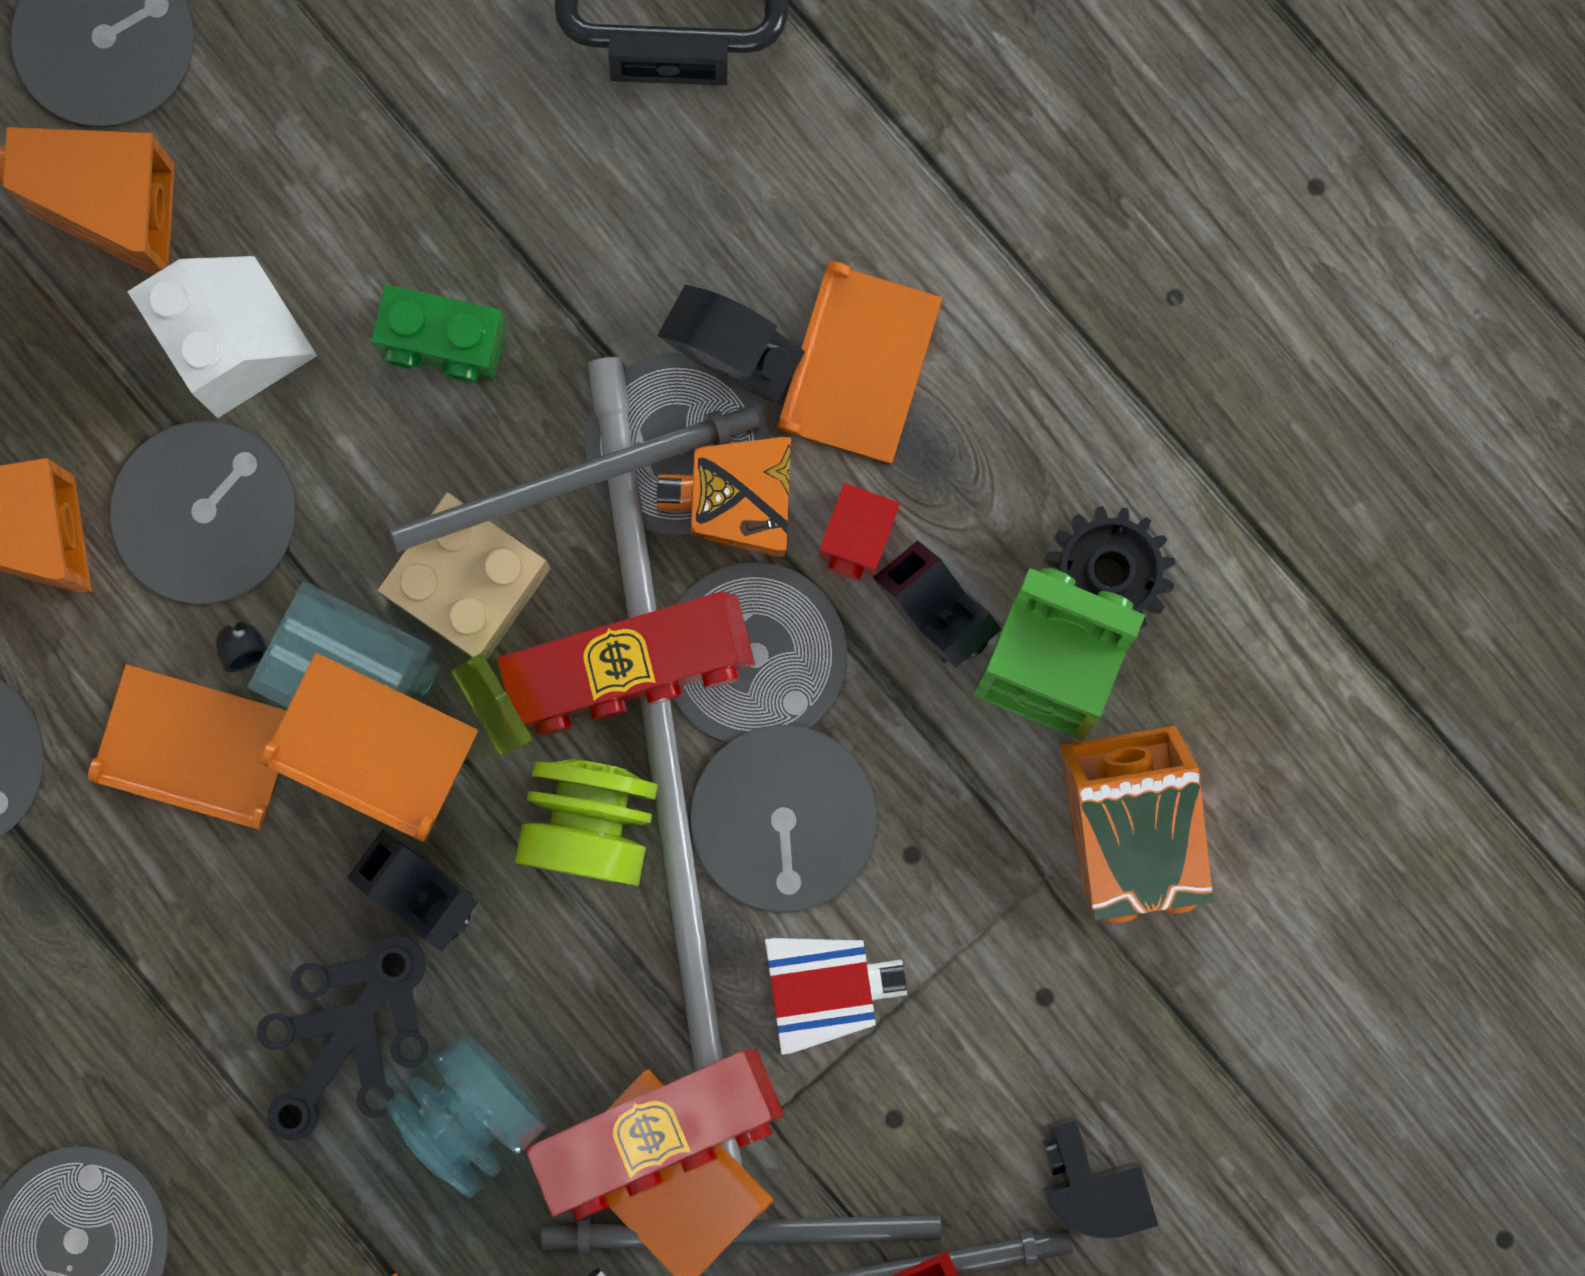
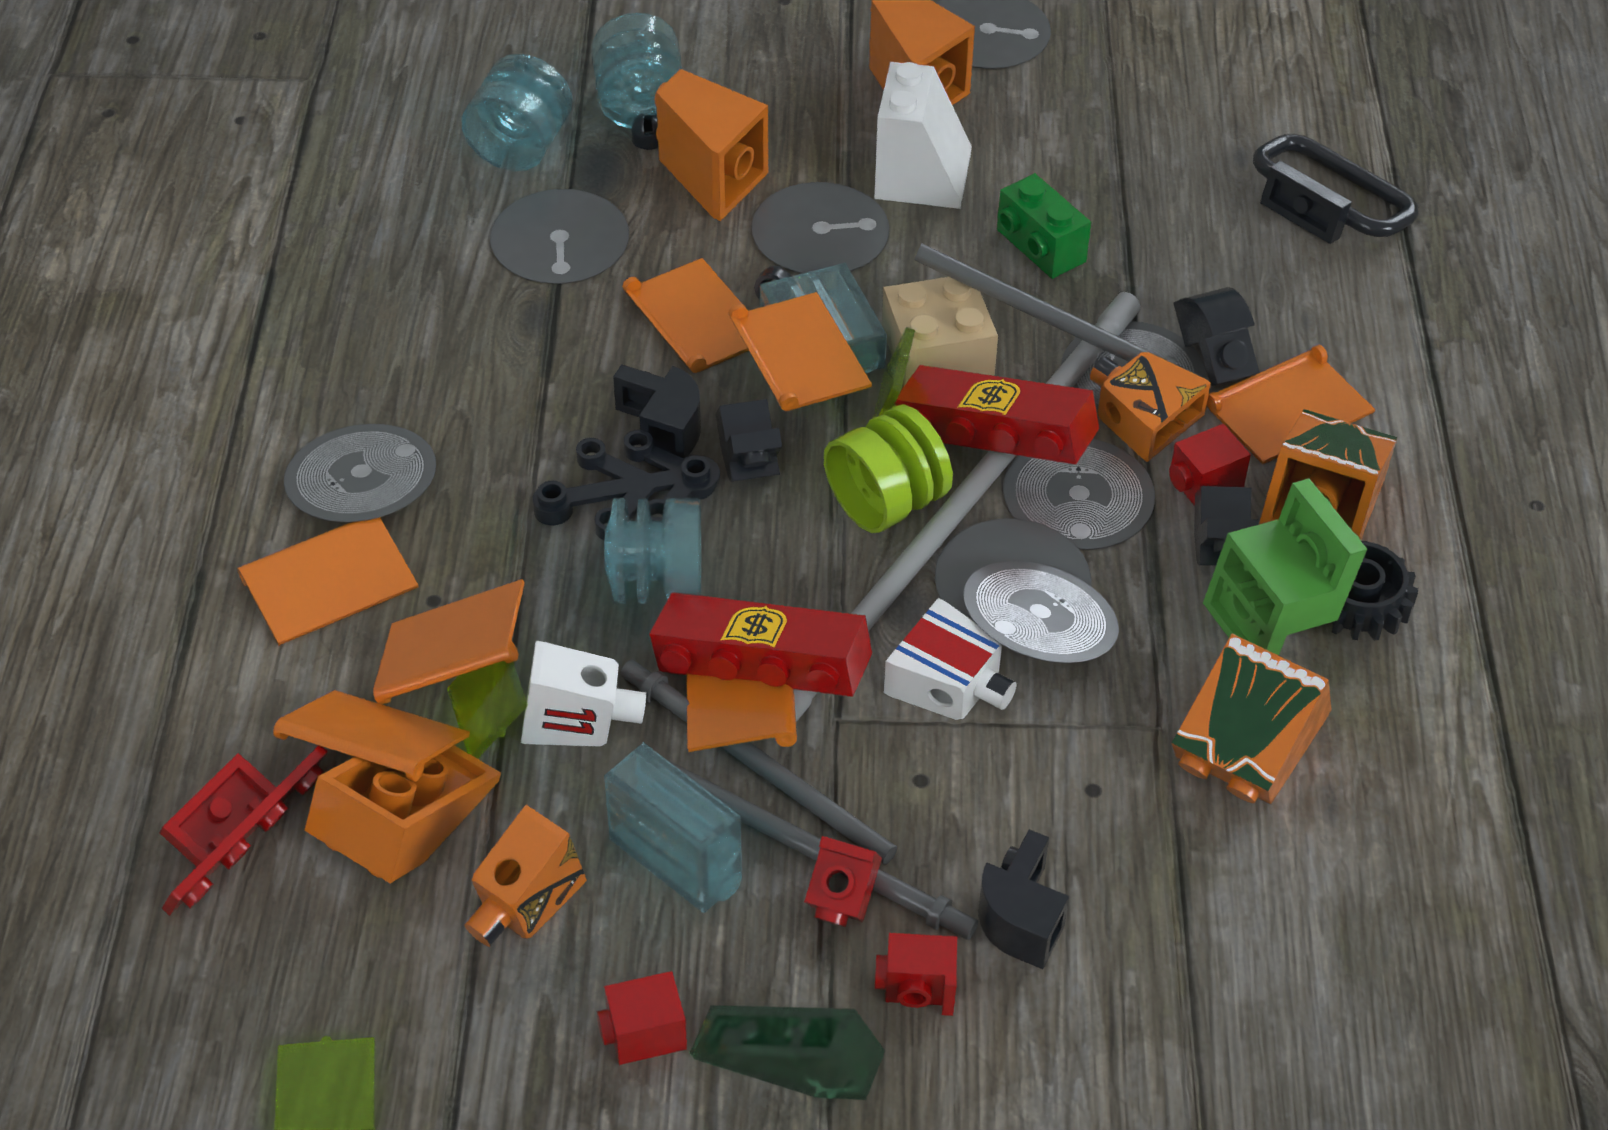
camera: 45 degrees right, 35 degrees down
(306, 906) = (665, 406): none -> black brick
(855, 857) = (1041, 611): none -> piece
(985, 459) = (1341, 461): none -> orange slope

